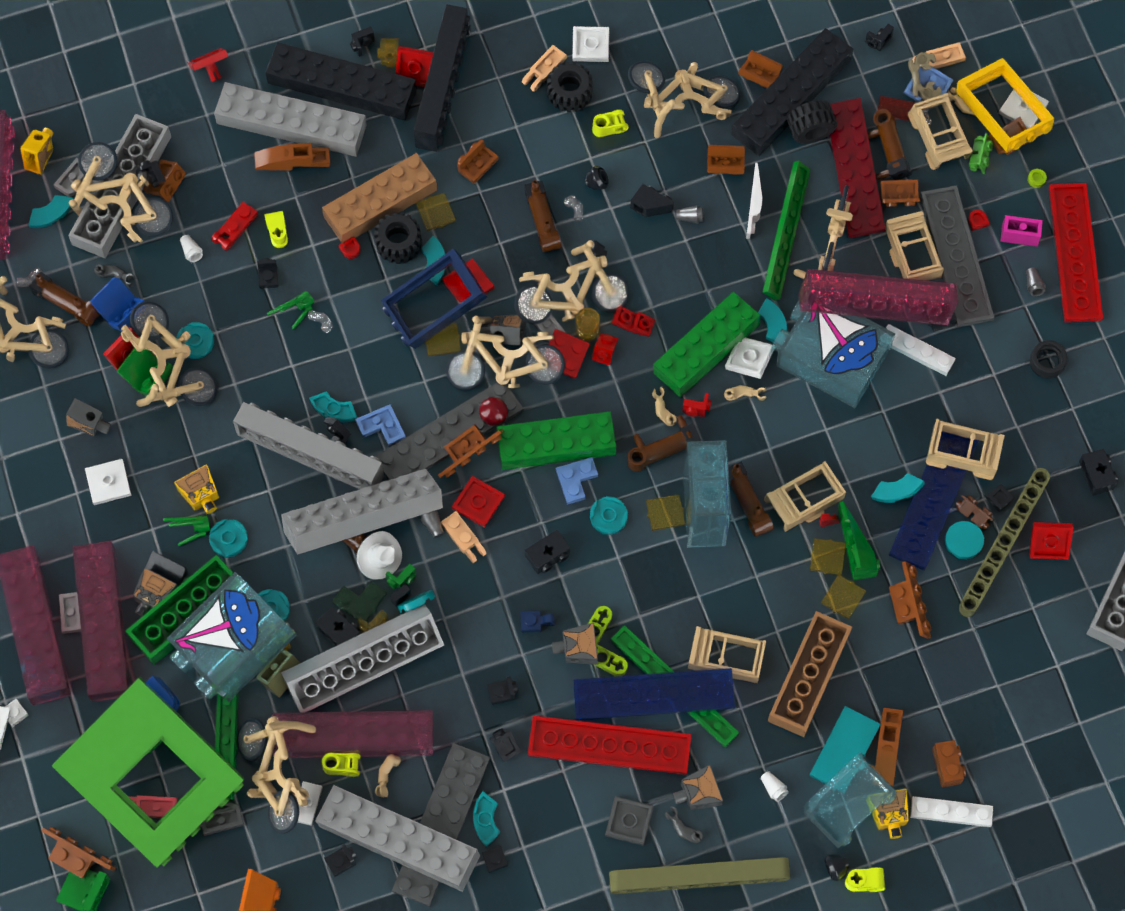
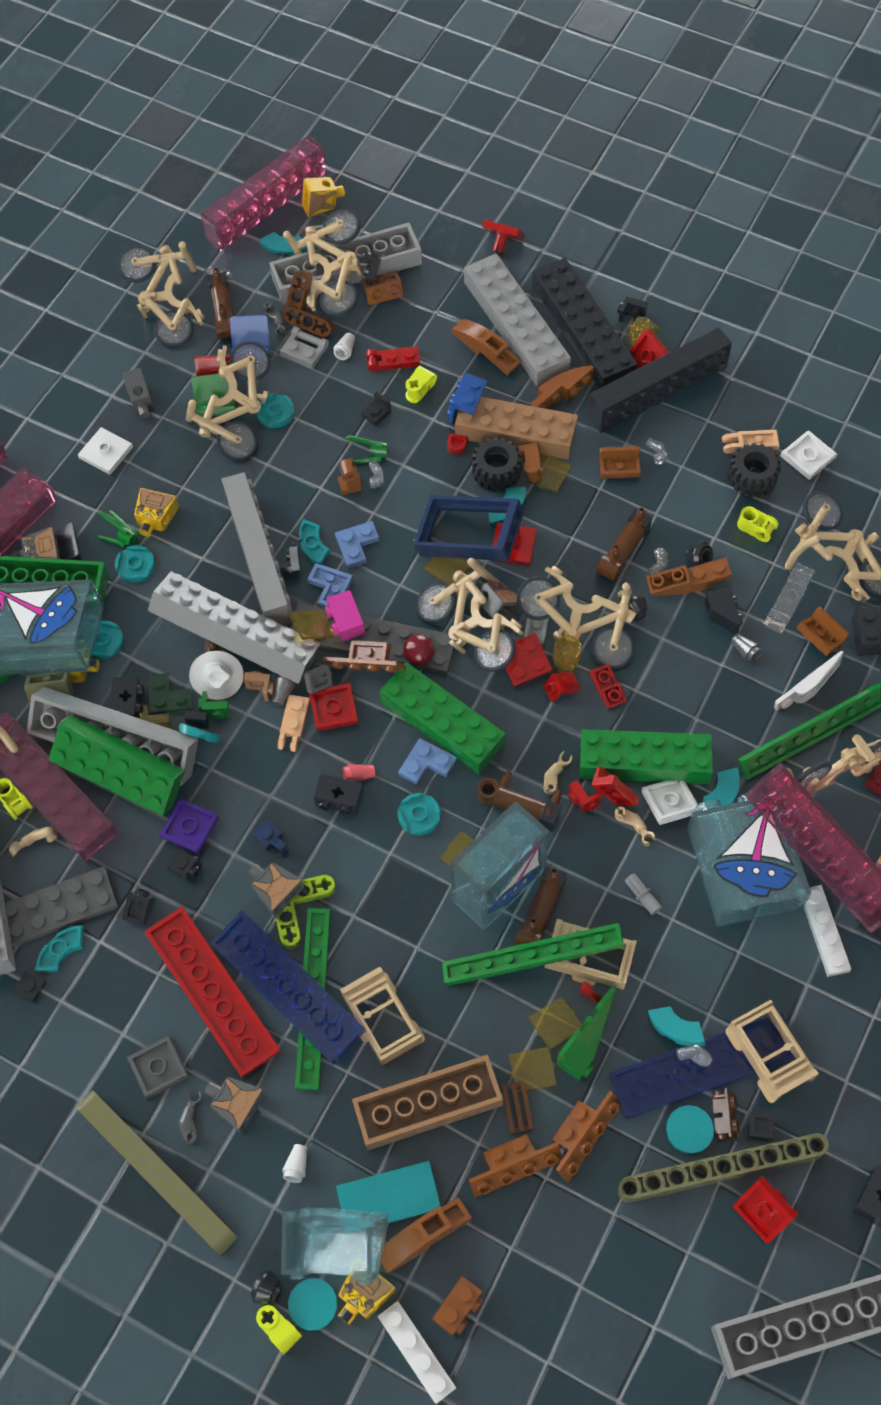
camera: 50 degrees right, 5 degrees down
(127, 250) = (299, 307): none -> reddish brown beam
(162, 281) = (301, 352): none -> light grey plate
(309, 340) = (350, 478): none -> dark orange leg
(327, 208) = (466, 396): none -> blue bracket
(358, 380) = (352, 539): none -> medium blue plate
(379, 141) = (563, 385): none -> dark orange slope
(391, 672) = (116, 765): none -> green brick
(407, 461) = (311, 624): none -> clear yellow piece
(410, 532) = (259, 681): none -> medium nougat bracket
(420, 213) = (532, 466): none -> dark orange leg
(423, 434) = (345, 616): none -> dark pink brick
(450, 491) = (318, 678): none -> dark grey bracket
(476, 665) = (189, 826): none -> dark purple plate
(492, 128) = (661, 456): none -> clear arm
(542, 527) = (358, 772): none -> coral cone
(607, 201) = (689, 580): none -> dark orange slope
(681, 157) = (789, 598): none -> clear slope
(712, 382) = (614, 789): none -> red bracket
(777, 529) = (533, 954): none -> green plate
(794, 430) = (643, 894): none -> light grey axle
(863, 619) = (514, 1086): none -> reddish brown tile
(869, 848) = (312, 1304): none -> teal tile
(890, 658) = (512, 1162): none -> dark orange bracket
(926, 492) = (696, 1053): none -> clear arm

